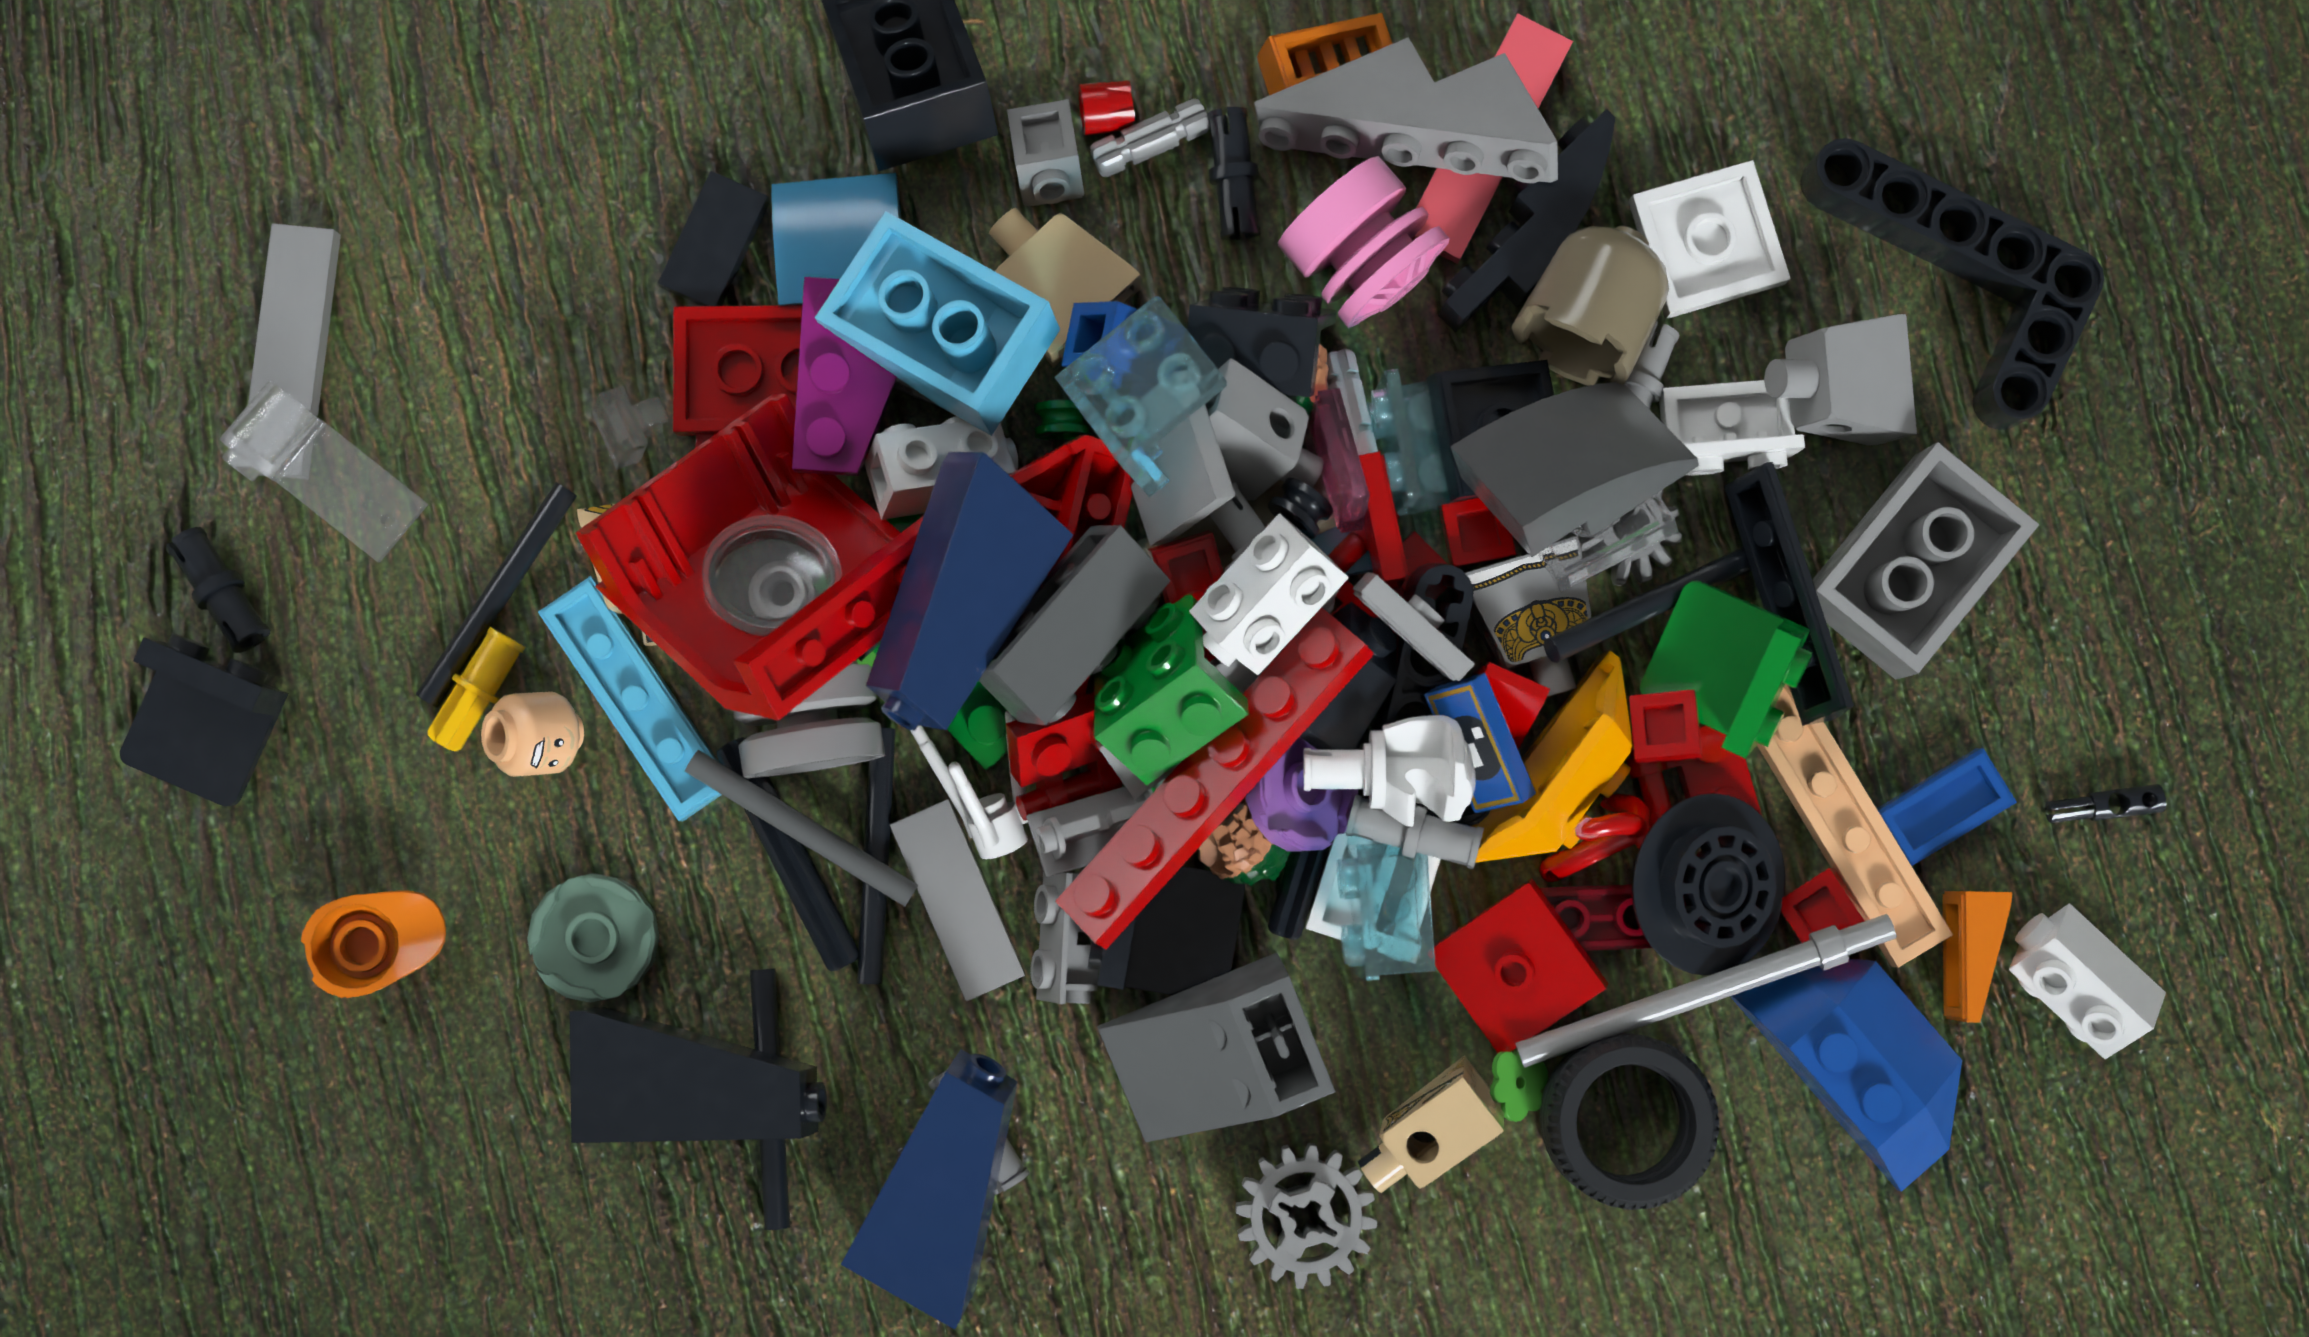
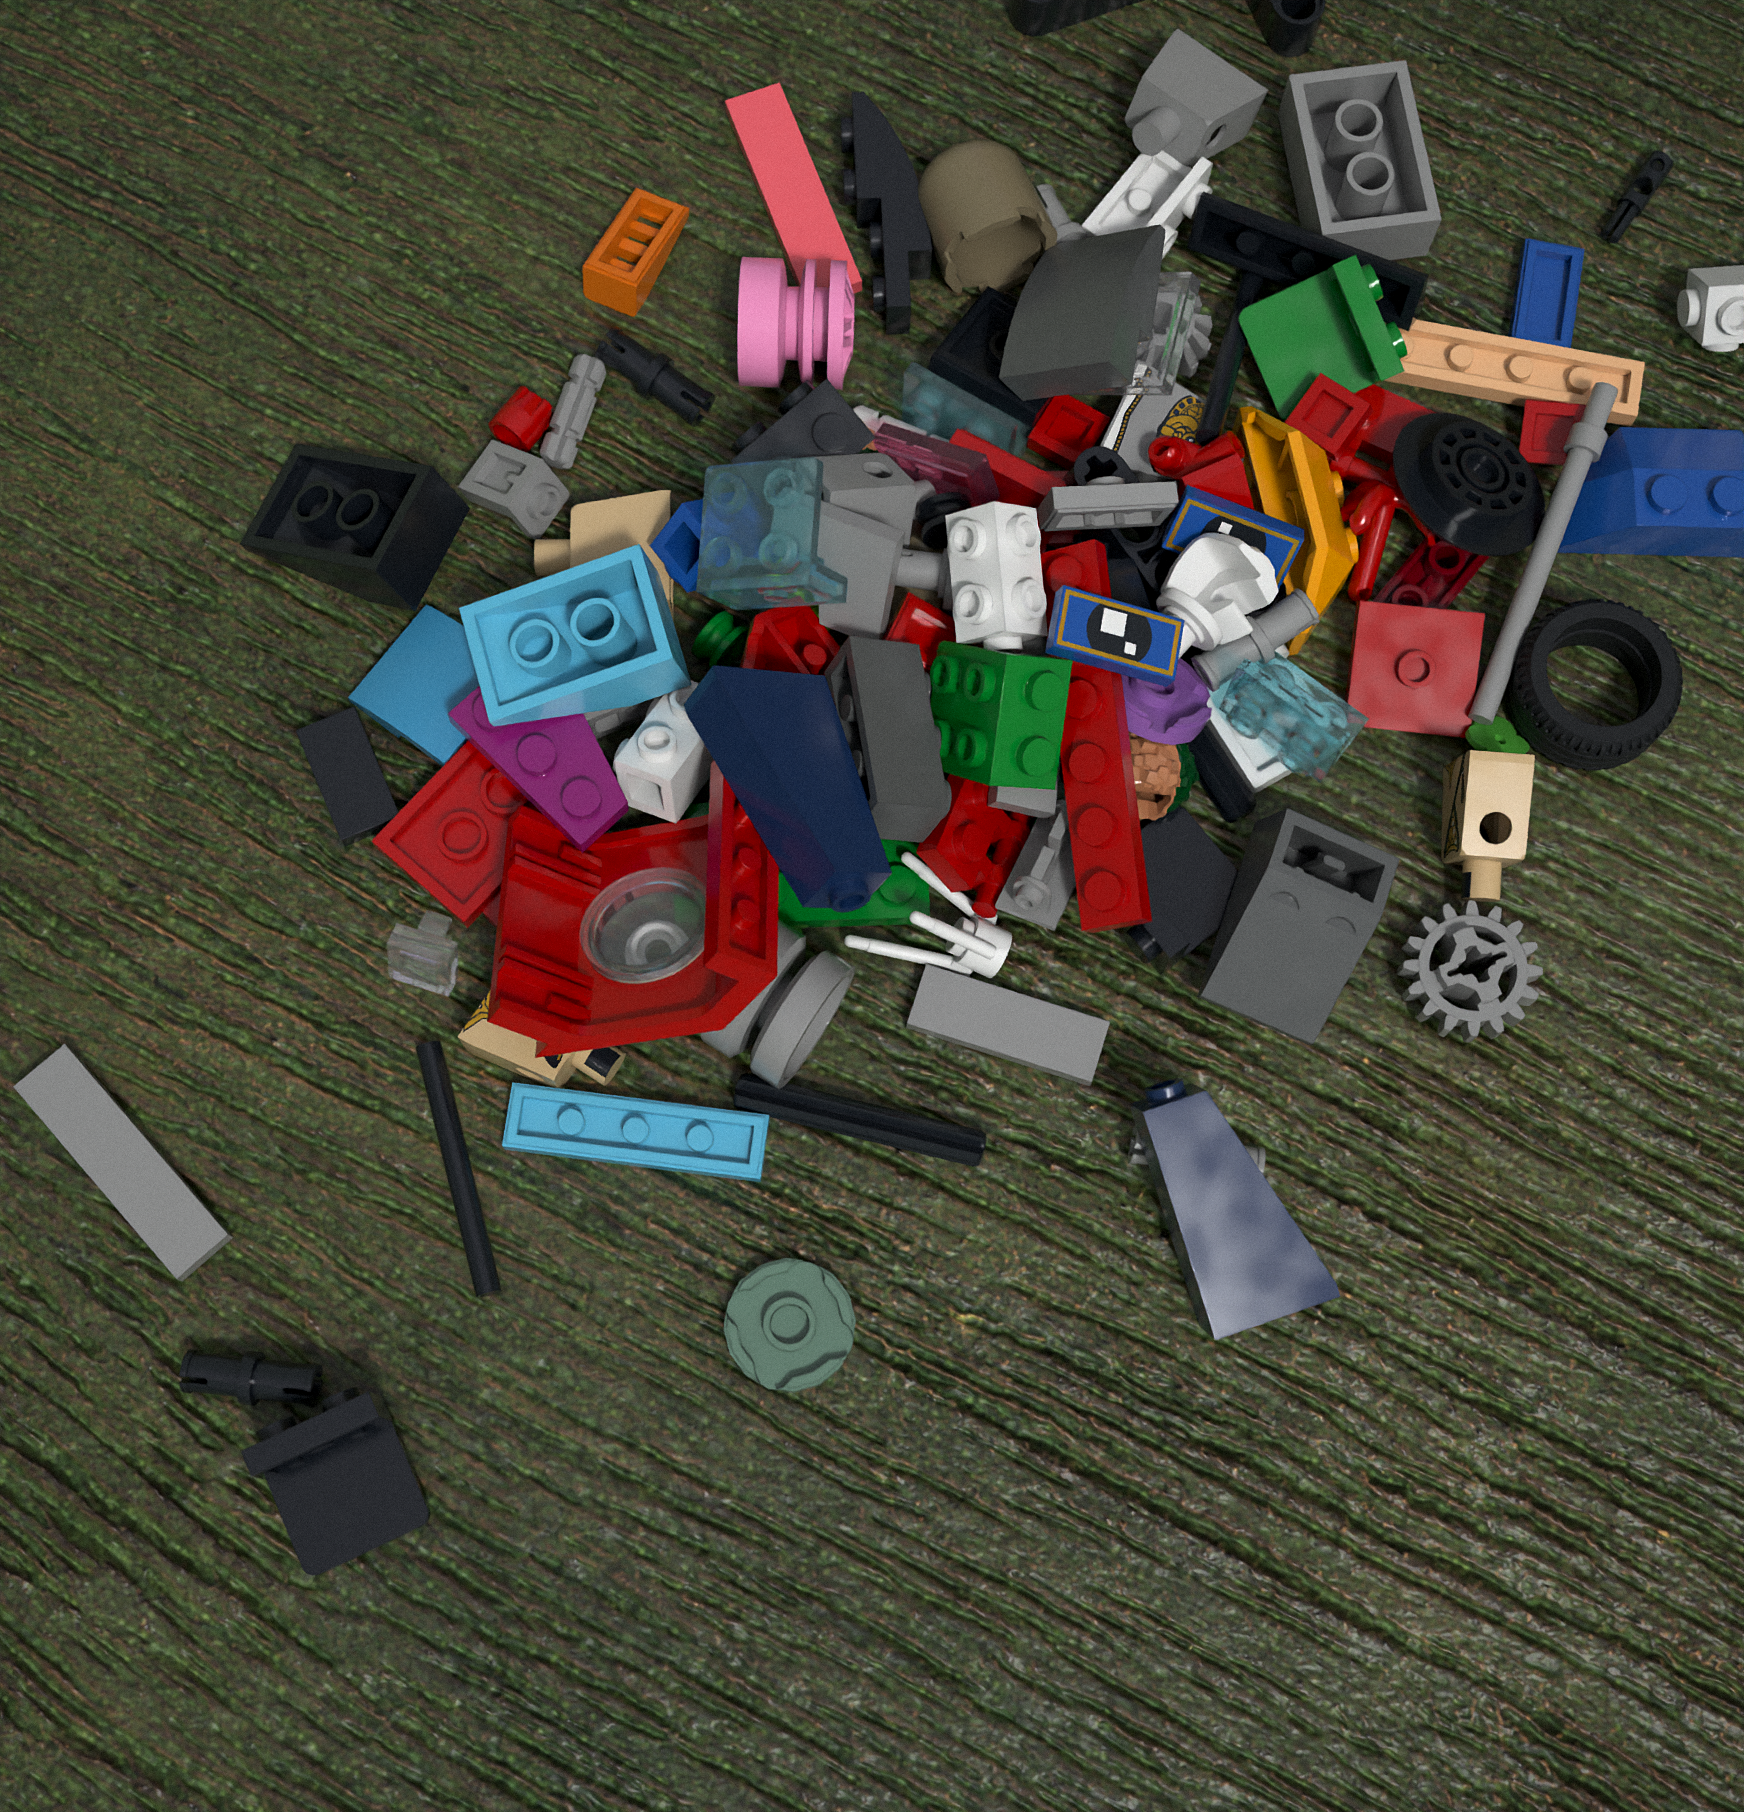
camera: 50 degrees left, 10 degrees down
(321, 470) = (238, 1212): clear door -> none
(371, 940) = (639, 1491): orange piece -> none
(474, 690) = (516, 1246): yellow axle -> none
(532, 734) = (594, 1224): light nougat head -> none
(673, 1084) = (961, 1354): black slope -> none
(772, 1151) = (1035, 1297): black bar -> none
(801, 828) = (851, 1085): dark grey bar -> none
(877, 845) = (931, 1067): black bar -> none
(1060, 963) = (1125, 989): light grey hinge -> none
(1296, 729) = (1114, 636): none -> tile
(1396, 111) = (710, 223): light grey slope -> none
(1522, 654) = (1178, 457): none -> red arm
(1711, 238) = (1006, 102): white plate -> none
(1972, 950) = (1671, 362): orange slope -> none

